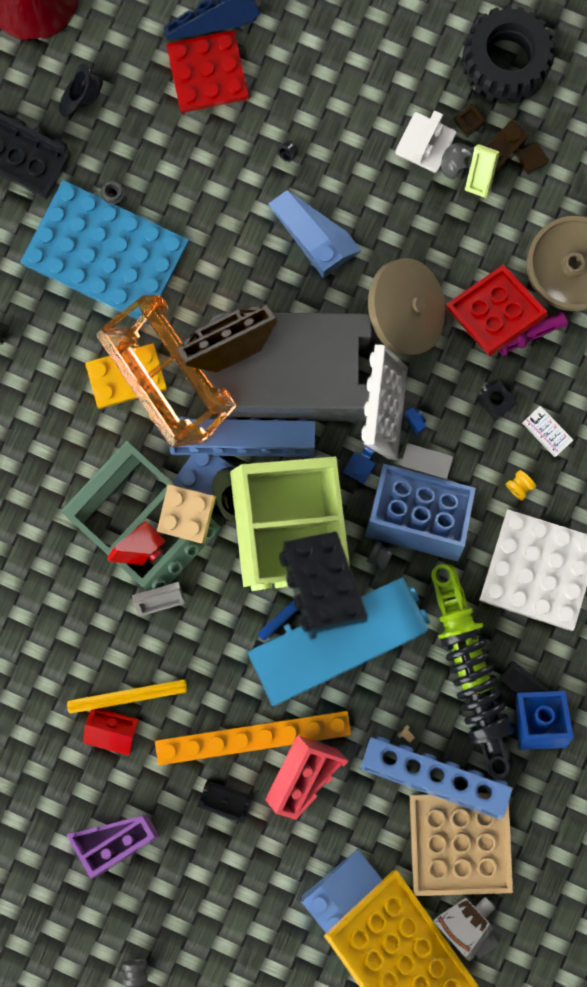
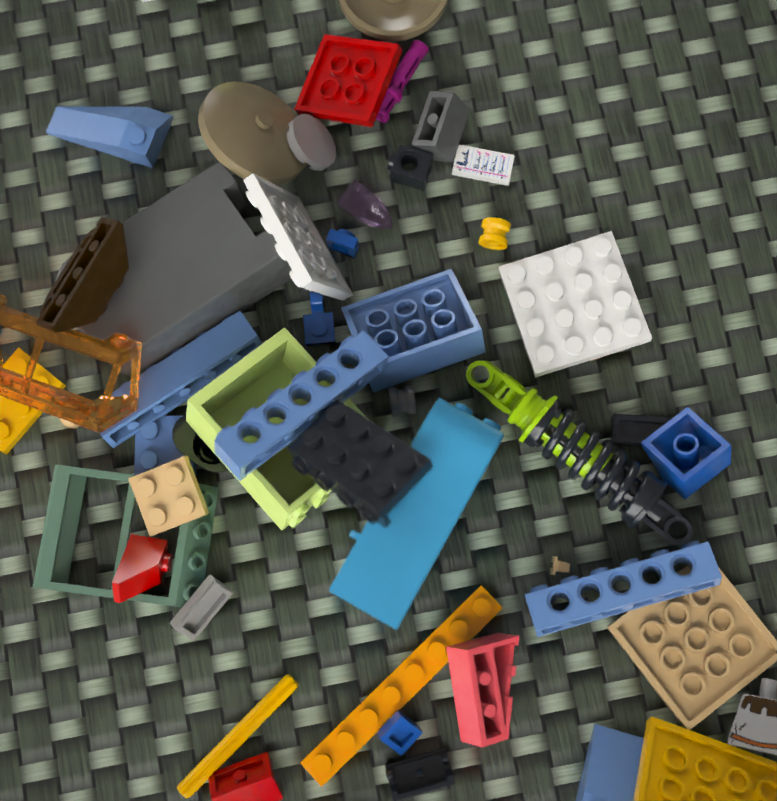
camera: 30 degrees left, 5 degrees down
(230, 766) = (399, 732): none -> blue plate
(251, 529) = (246, 457): none -> medium blue brick
(277, 621) = (343, 539): blue tile -> none
(287, 156) = (31, 75): black hinge -> none
(426, 461) = (383, 275): light grey tile -> none
(441, 337) = (311, 142): none -> light grey tile
(447, 405) = (365, 206): none -> clear purple plate
(537, 386) = (441, 125): none -> dark grey brick

